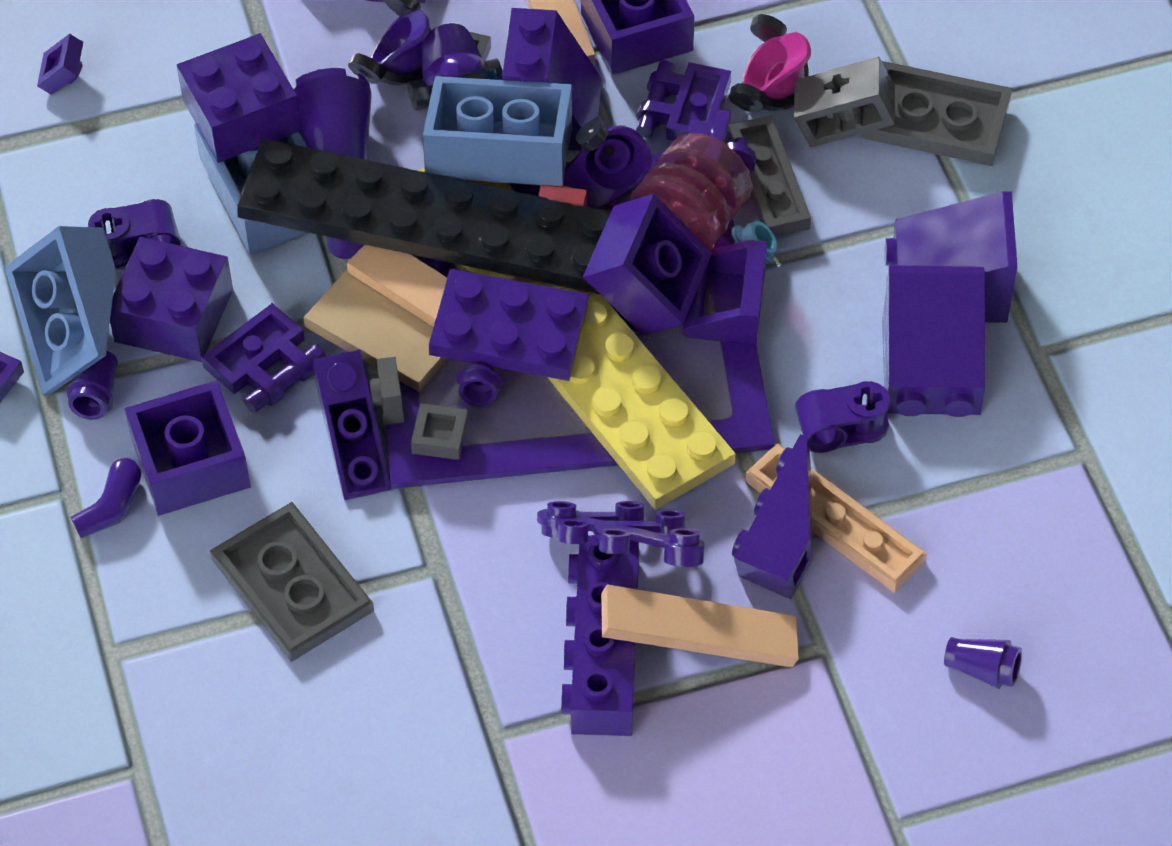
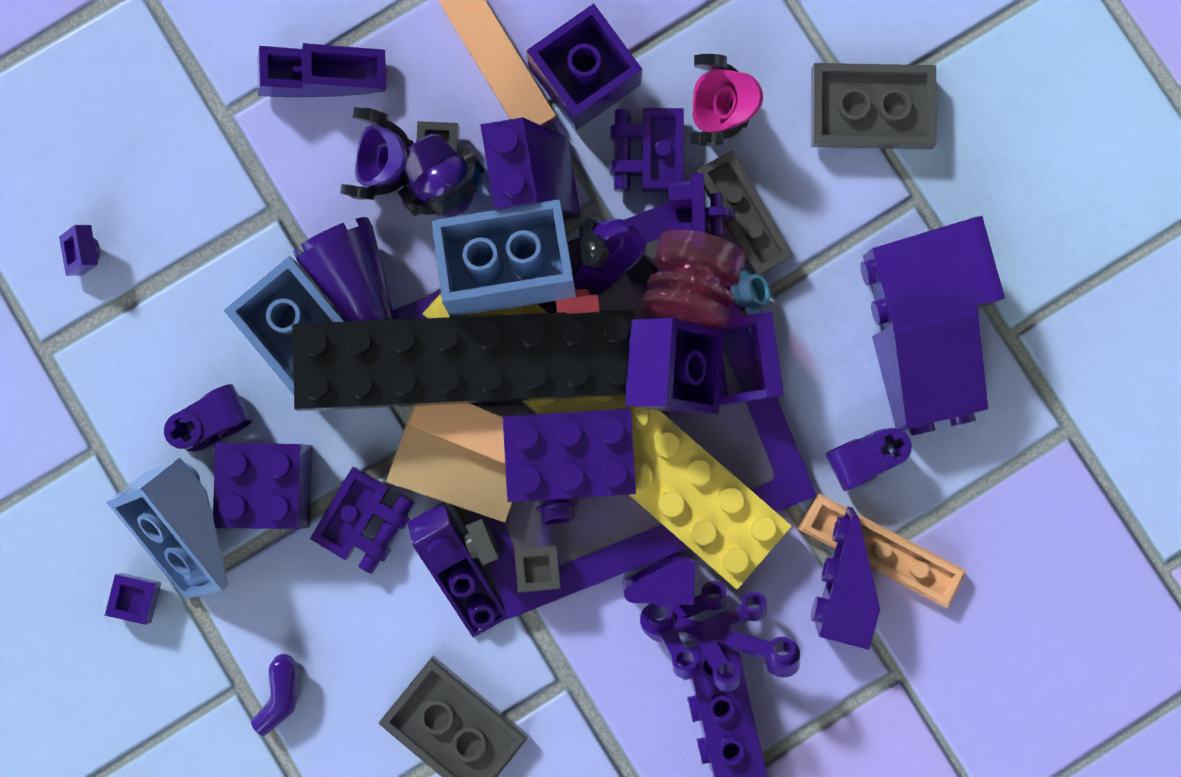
camera: 15 degrees left, 30 degrees up
(93, 389) = (235, 595): dark purple cone -> none
(188, 447) = (327, 641): dark purple brick -> none
(239, 97) = (255, 285): dark purple brick -> none
(581, 444) = (663, 582): none -> dark purple tile
(699, 626) = (804, 707): light nougat tile -> none
(844, 102) = (815, 129): dark grey brick -> none
(985, 659) = (1037, 663): dark purple cone -> none

